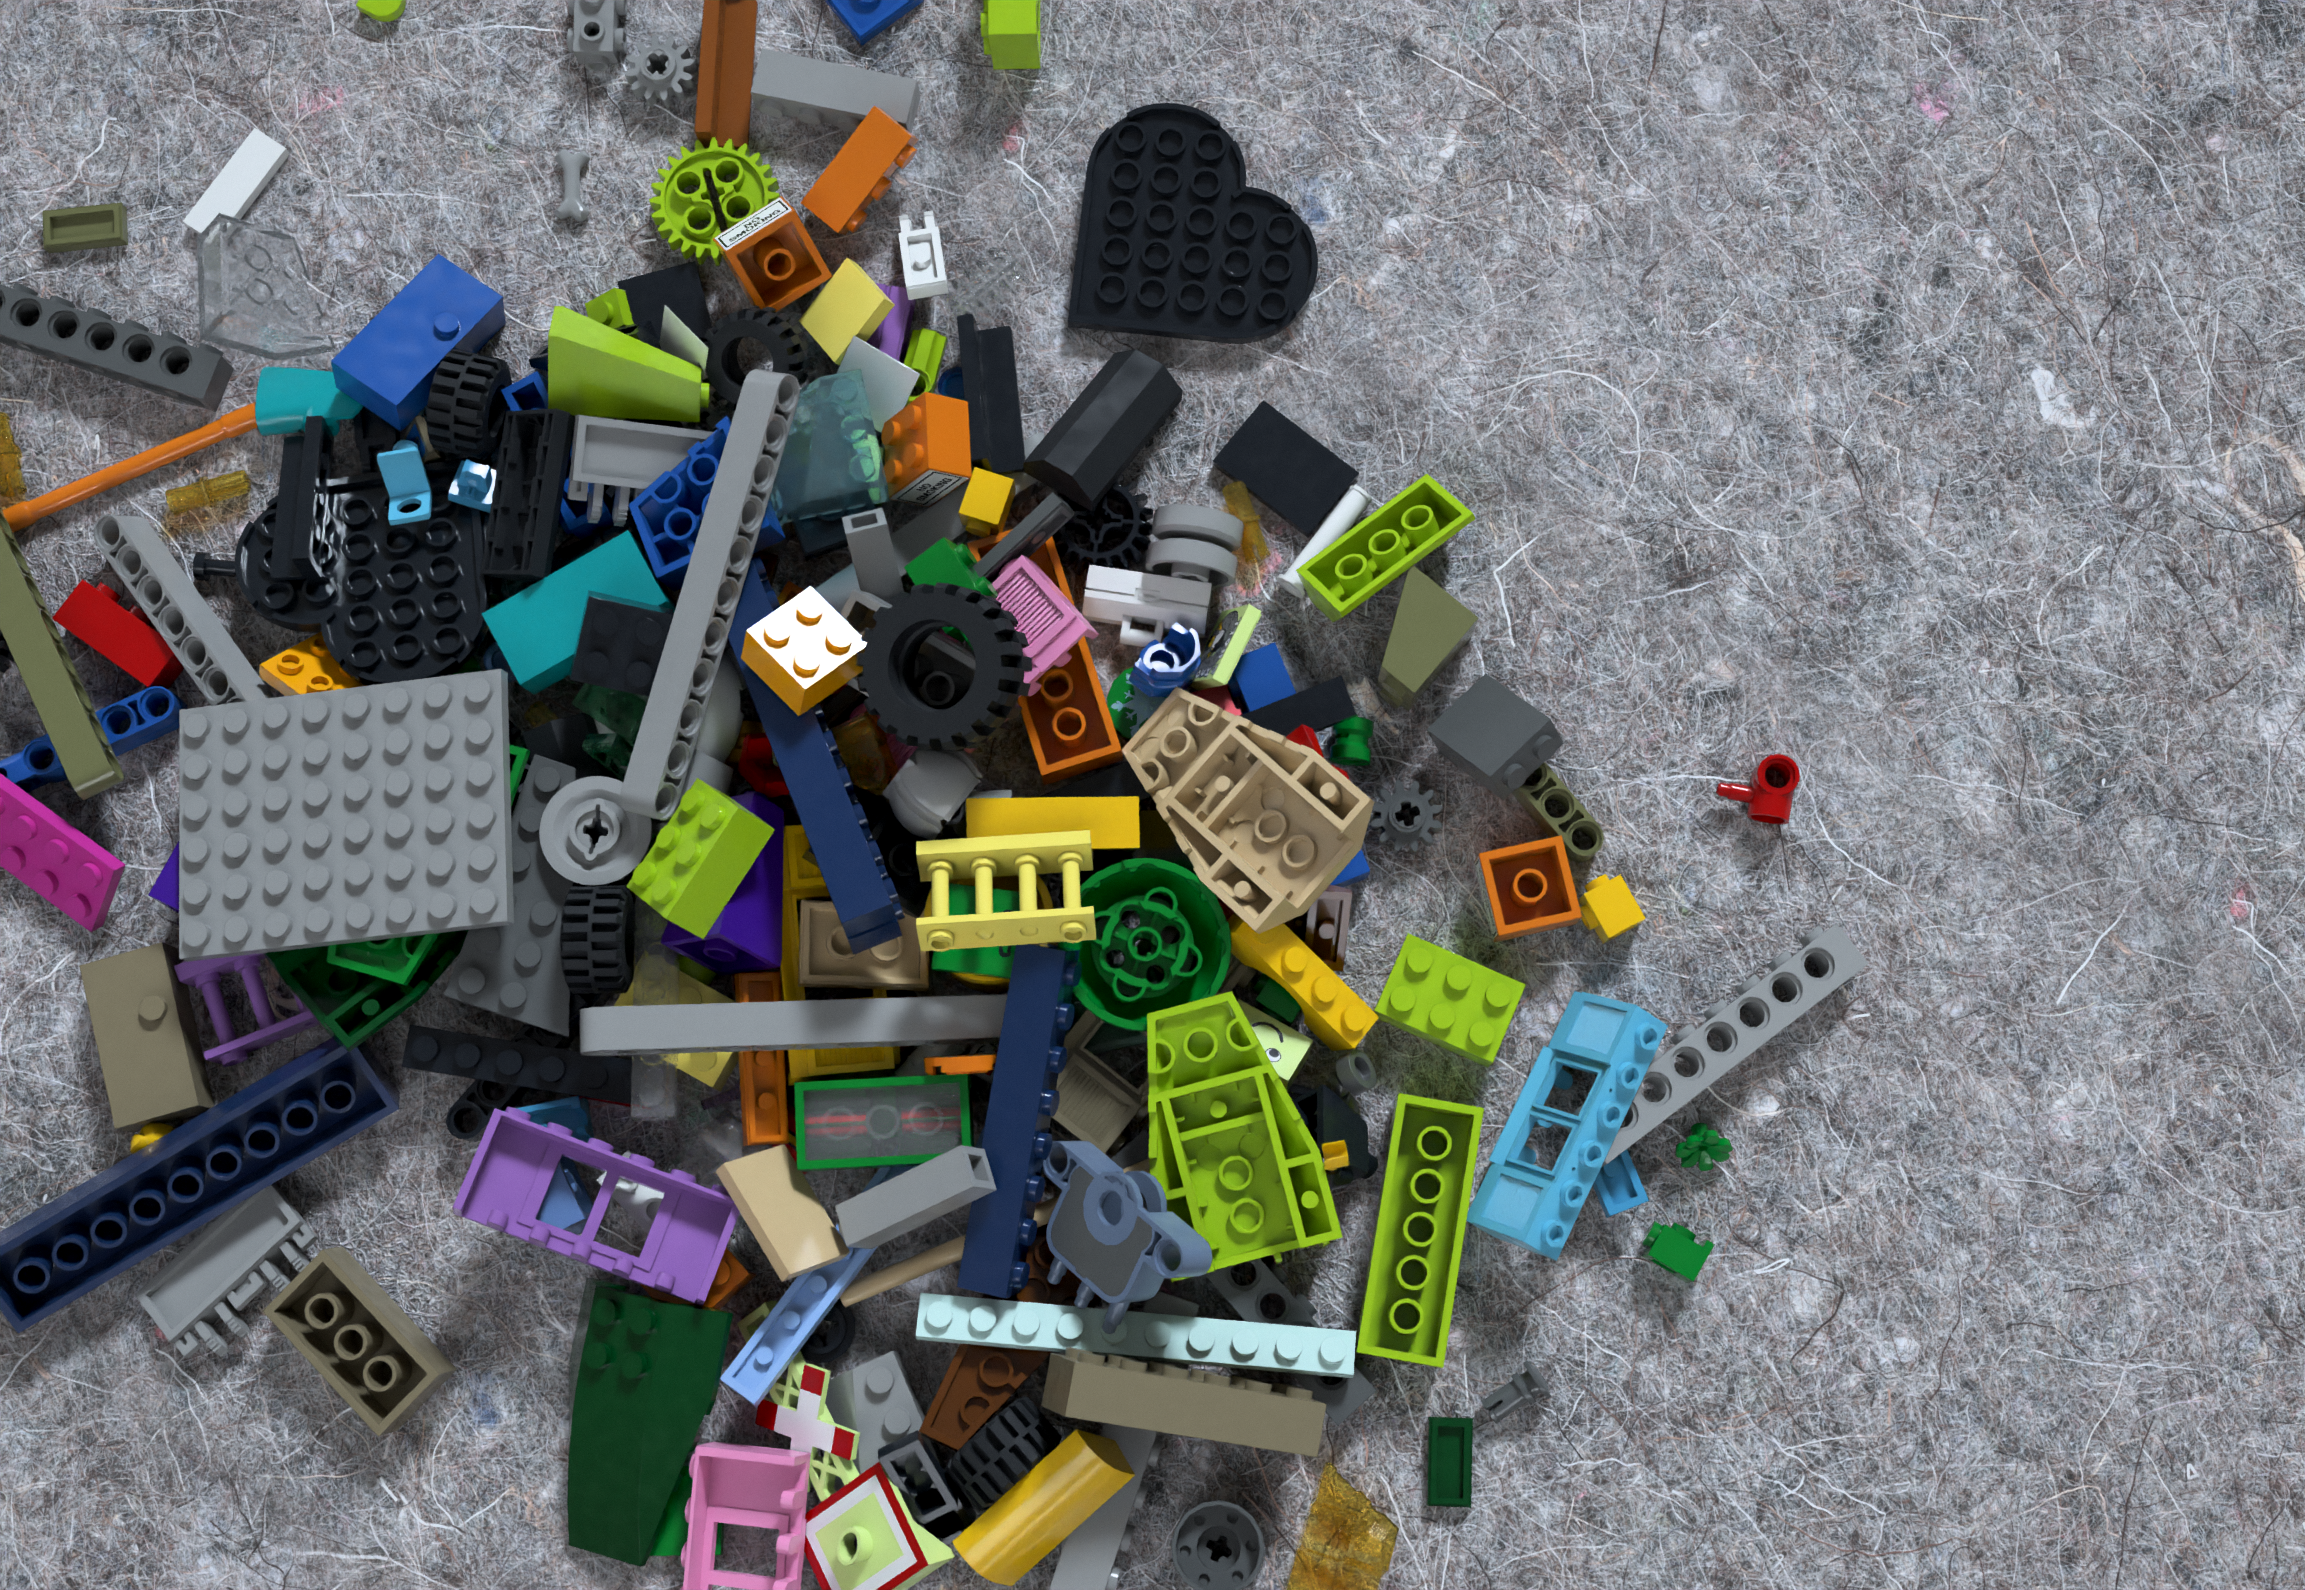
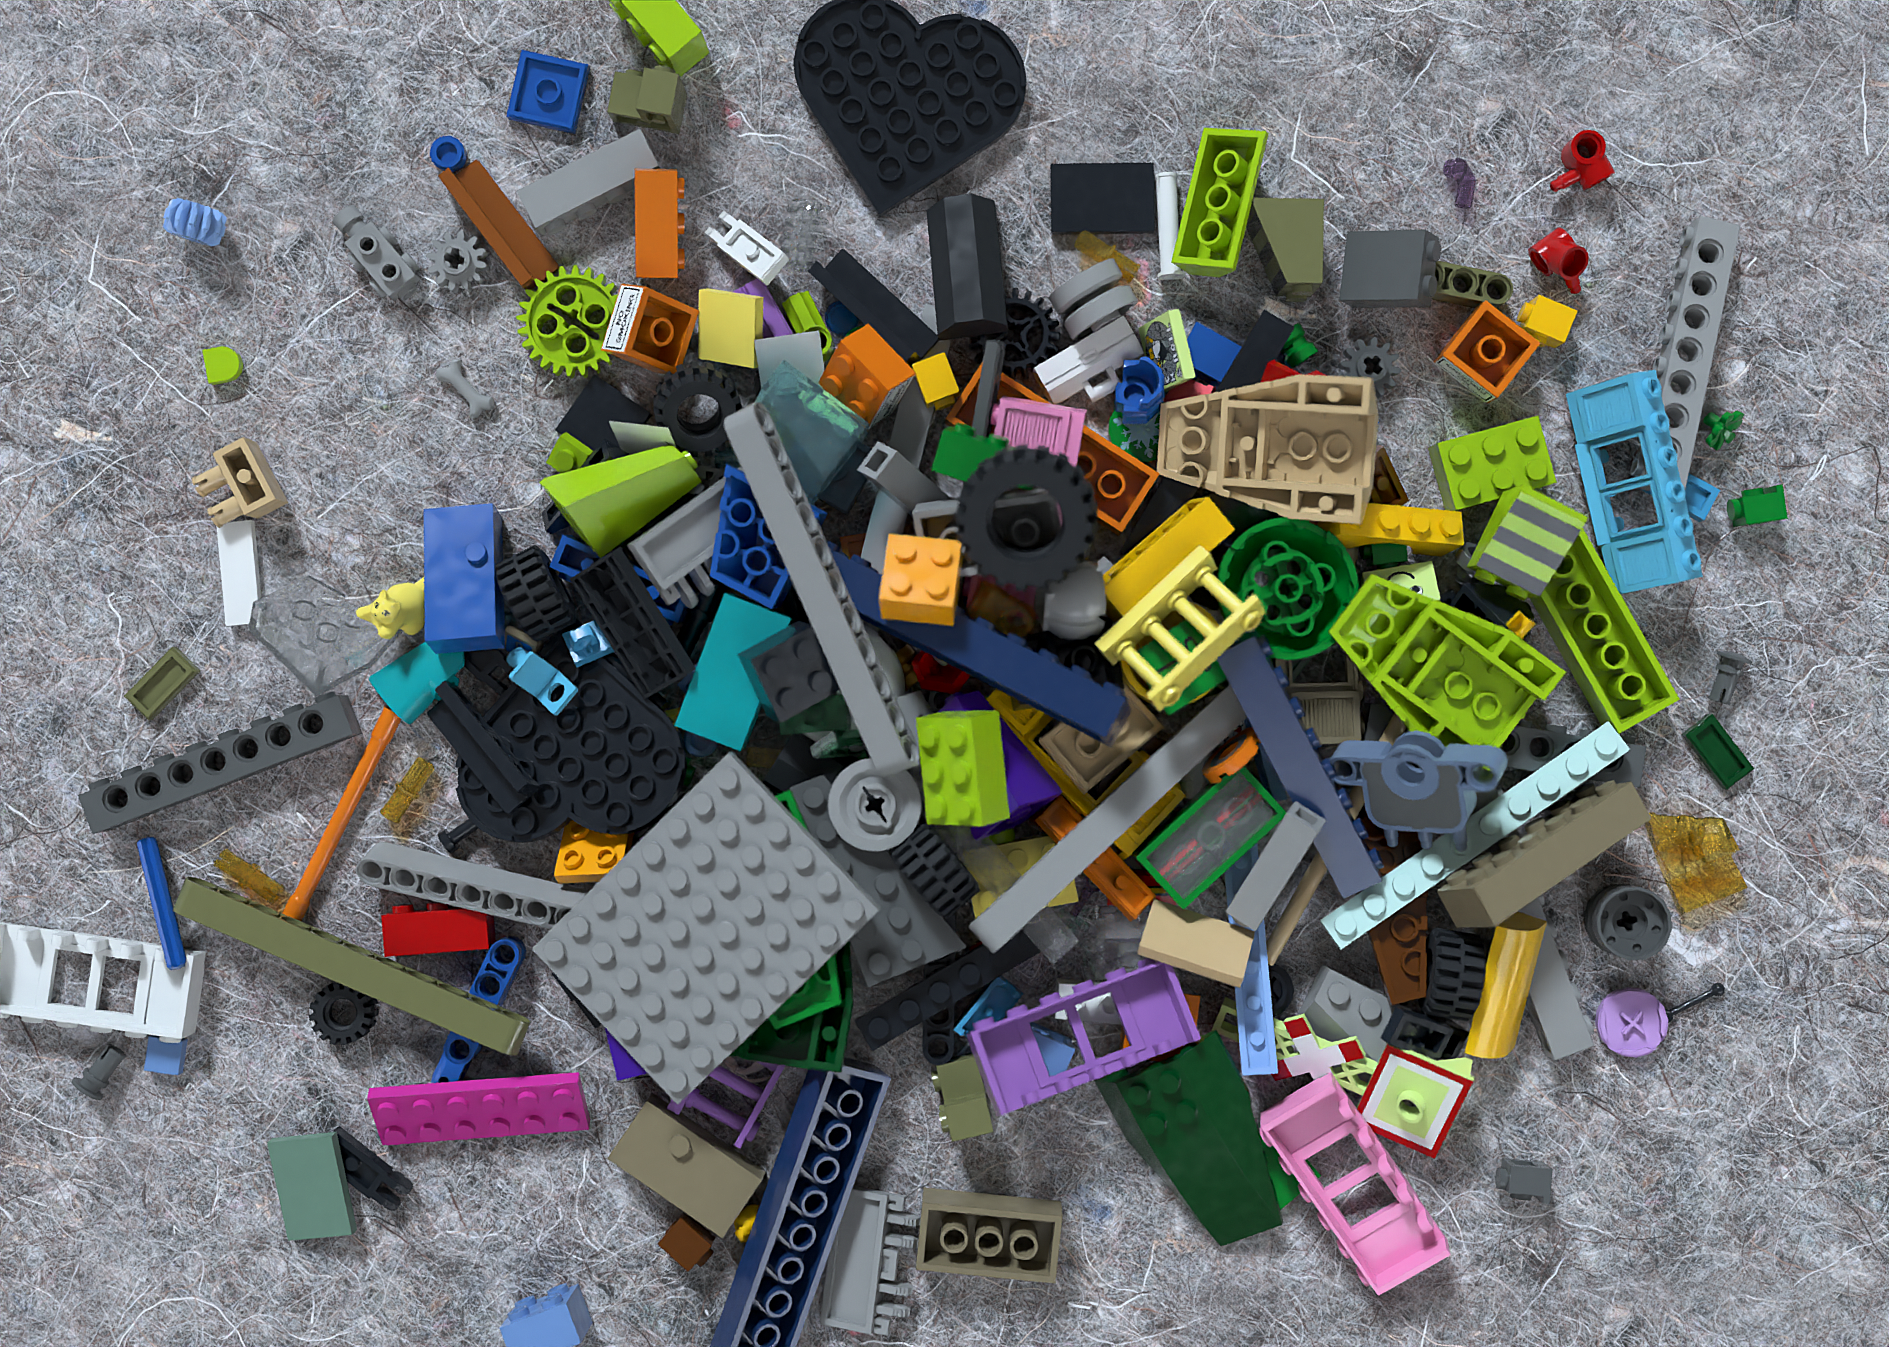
camera: 40 degrees left, 10 degrees up
(83, 1111) = (687, 1242): none -> reddish brown brick
(314, 110) = (249, 478): none -> tan brick
(332, 320) = (397, 609): none -> light yellow animal
(432, 1194) = (964, 1096): none -> olive brick
(948, 63) = (648, 99): none -> olive brick
(1406, 1085) = (1525, 541): none -> slope
(1641, 716) = (1465, 179): none -> clear purple arm
(1672, 858) = (1562, 256): none -> red piece

